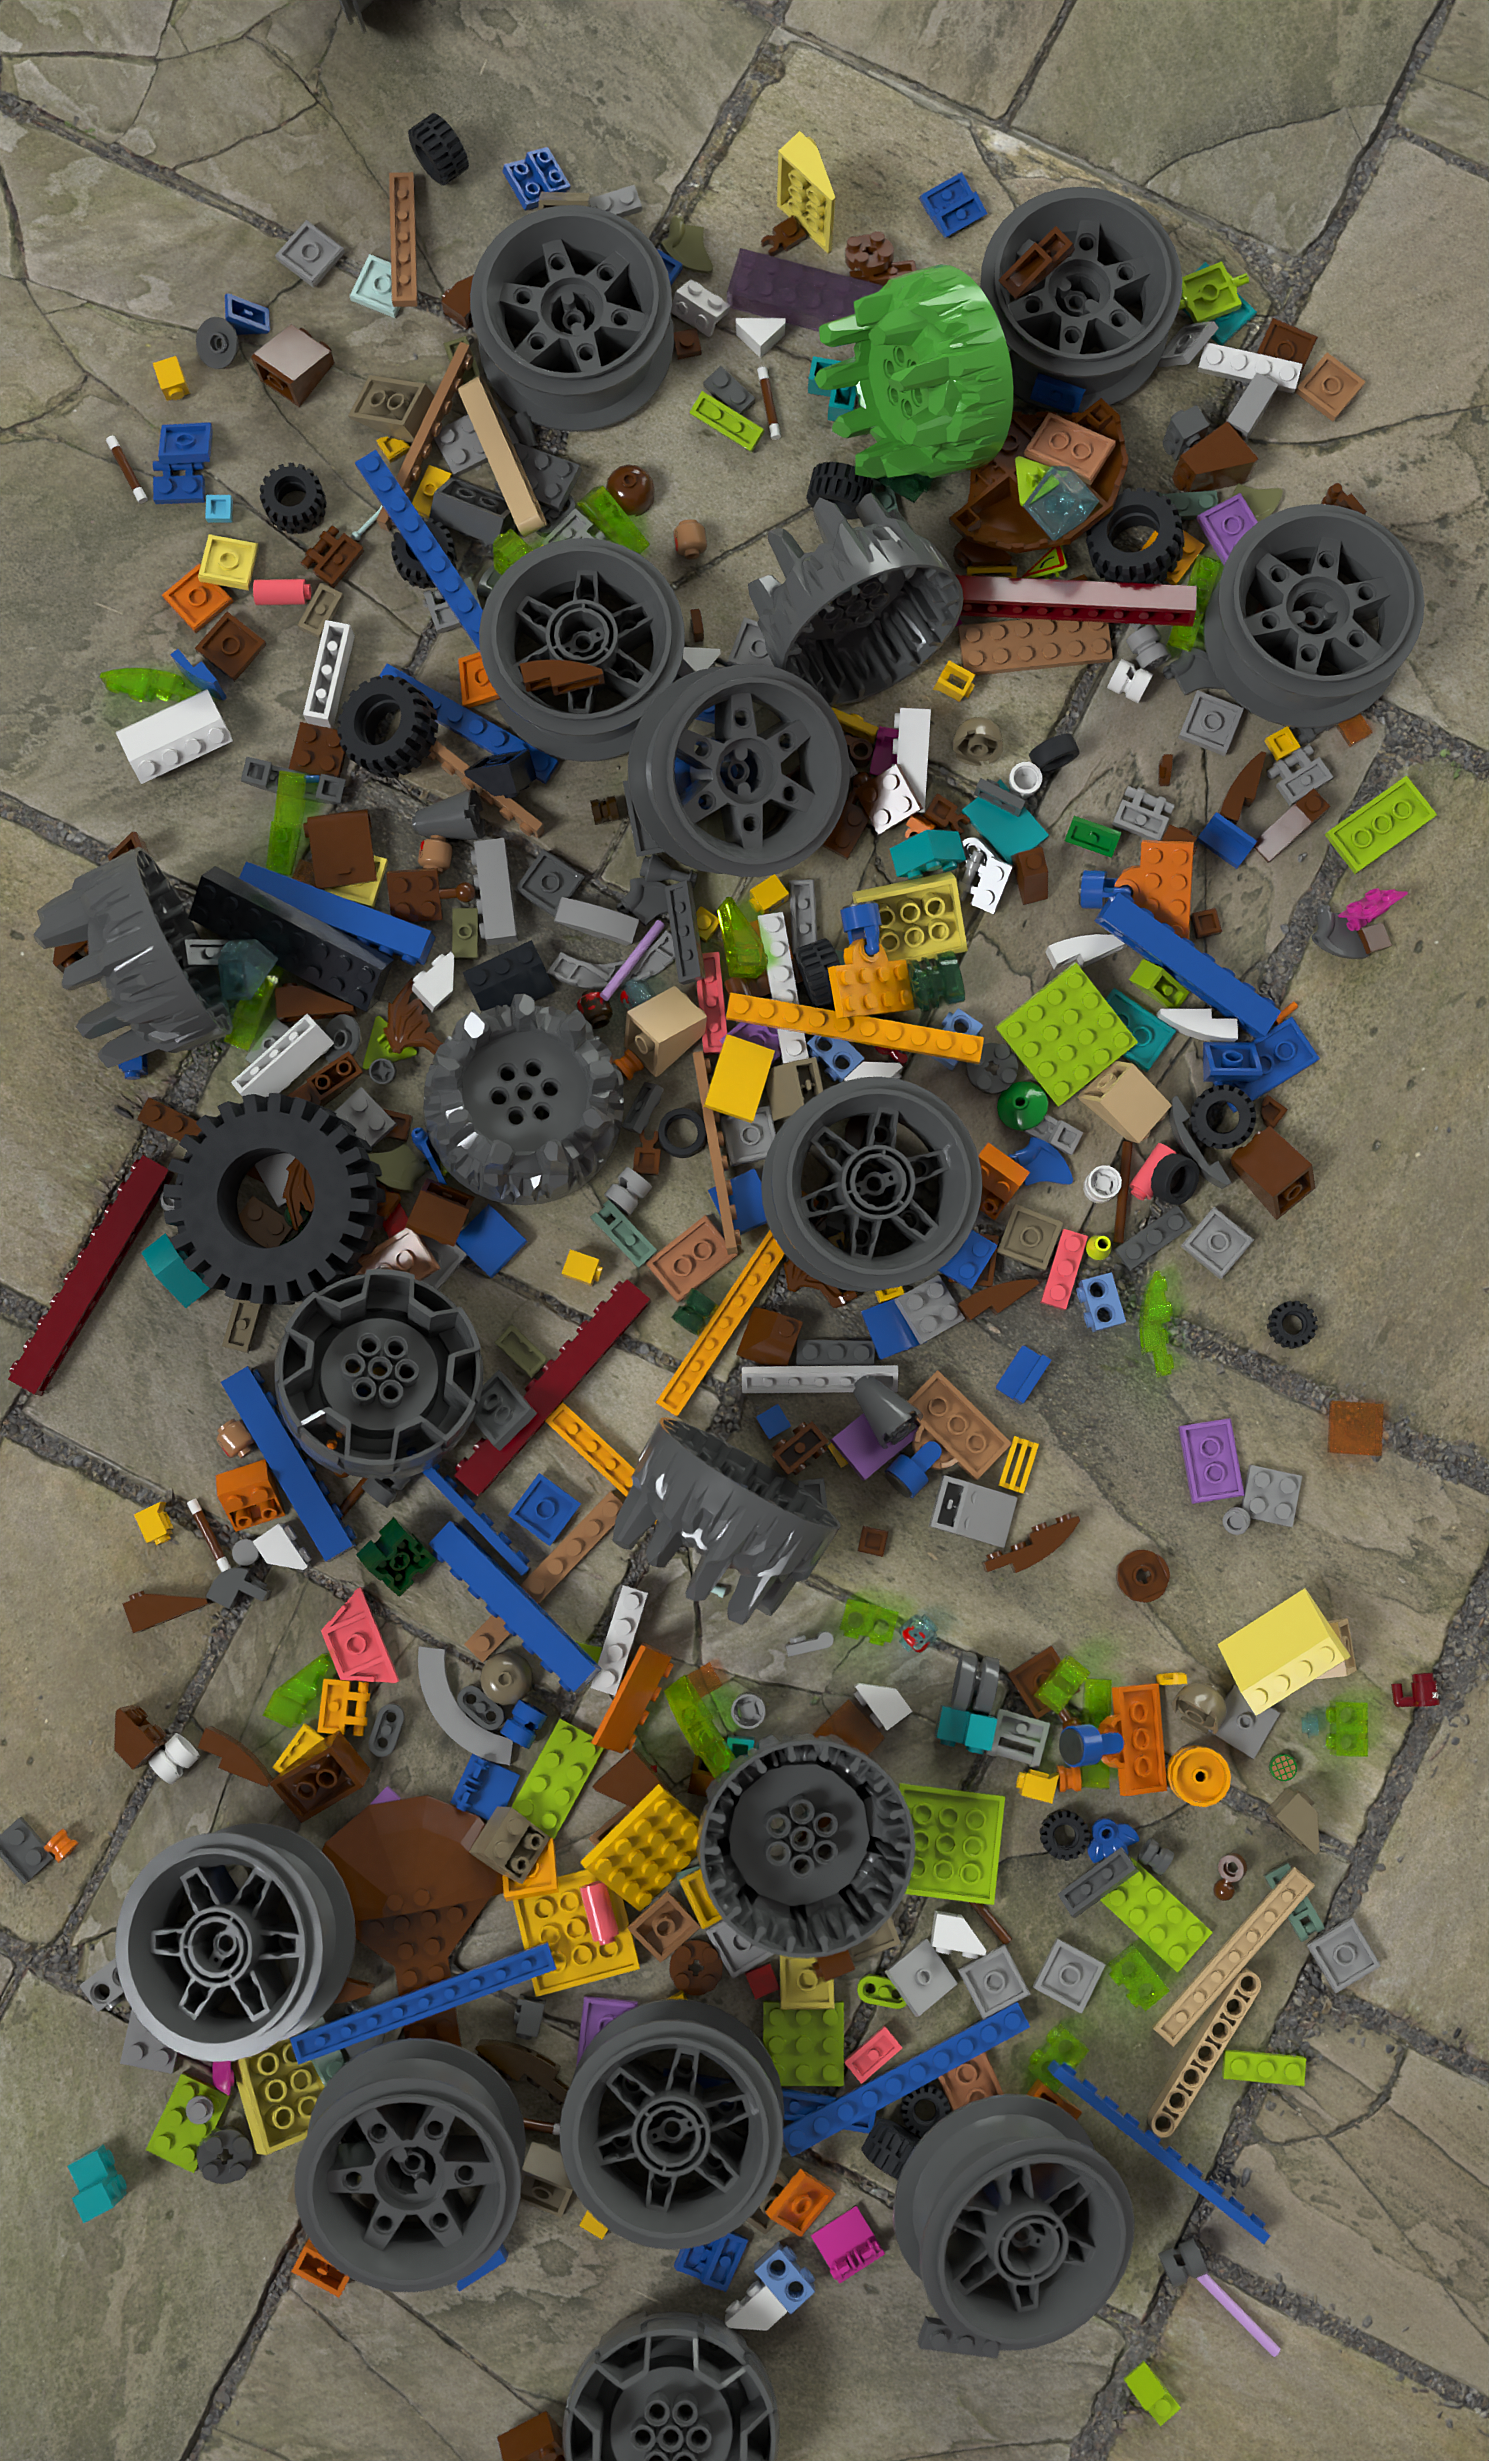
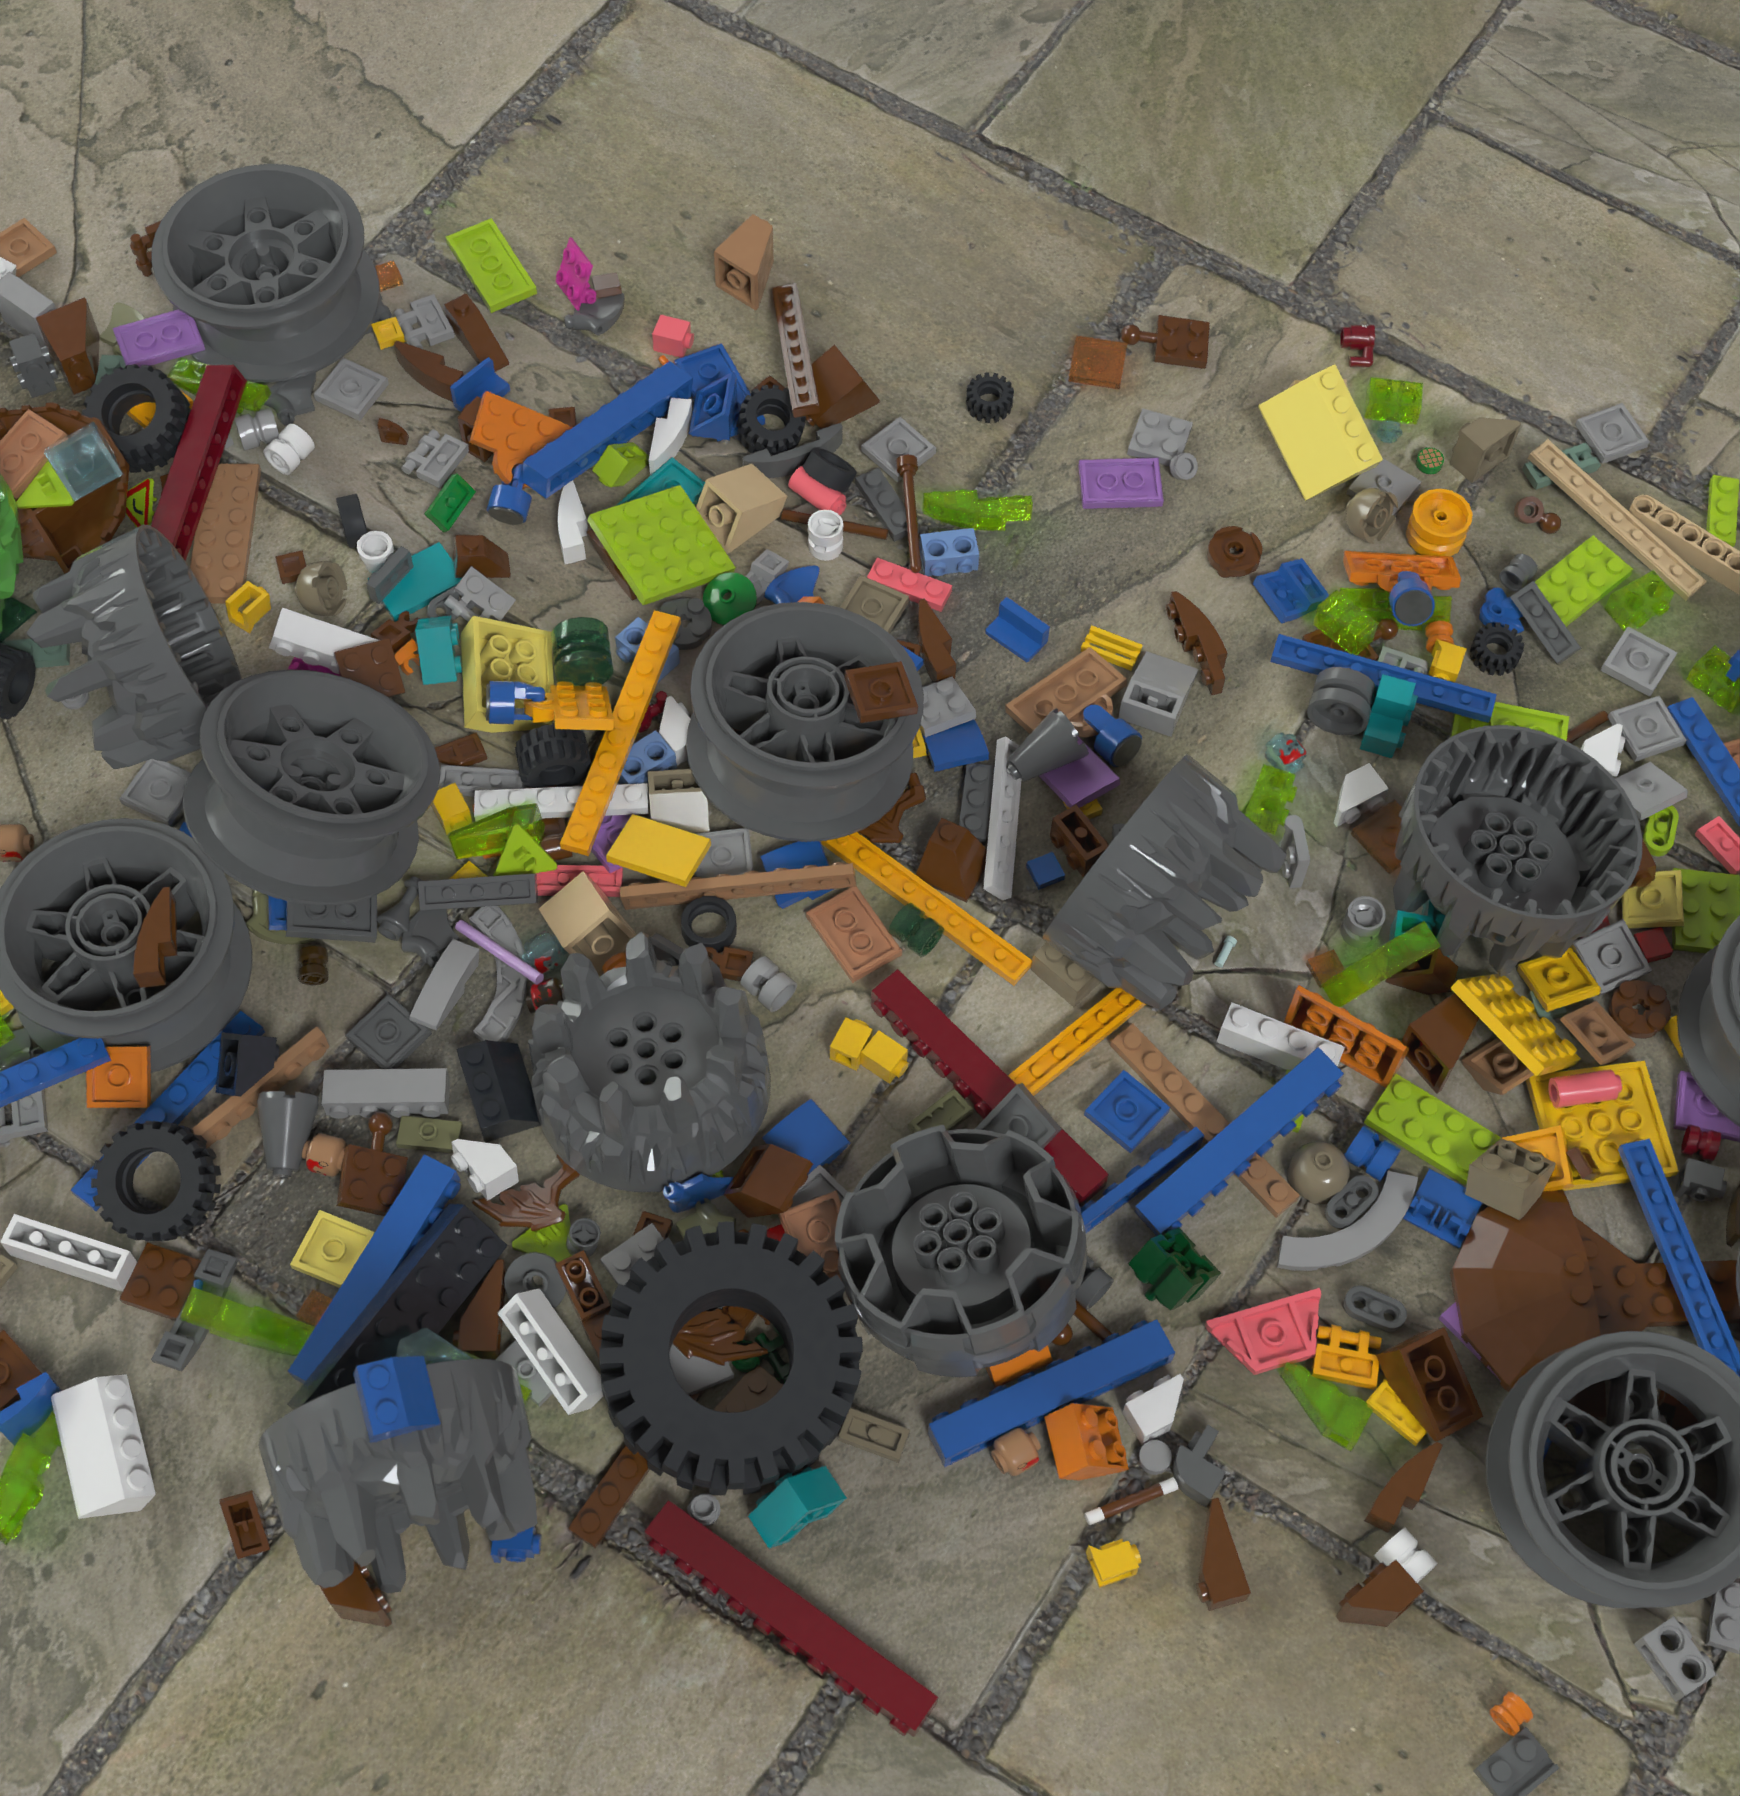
camera: 85 degrees left, 20 degrees down
(136, 938) = (396, 1397): none -> blue slope
(341, 848) = (291, 1259): reddish brown door -> none
(527, 1910) = (1584, 1163): none -> reddish brown tile
(566, 2020) = (1701, 1142): none -> dark red wheel
(571, 1298) = (884, 1057): none -> yellow brick
(624, 1234) = (817, 997): sand green plate -> none
(720, 964) = (523, 855): none -> lime piece
(831, 894) = (462, 751): none -> reddish brown tile
(876, 1247) = (881, 692): none -> reddish brown plate
(1003, 710) = (290, 566): none -> reddish brown plate
(1010, 1716) = (1429, 689): none -> blue plate
(1093, 1249) = (890, 545): neon yellow cone -> none
(1107, 1634) = (1291, 590): none -> blue slope
(1171, 1678) = (1340, 537): yellow tile -> none
(1185, 1252) = (907, 468): none -> reddish brown piece
(1308, 1128) = (795, 350): none -> tile
(1318, 1010) = (672, 336): none -> coral brick
(1393, 1508) = (1176, 340): none -> reddish brown plate
(1417, 1069) = (746, 261): none -> medium nougat slope

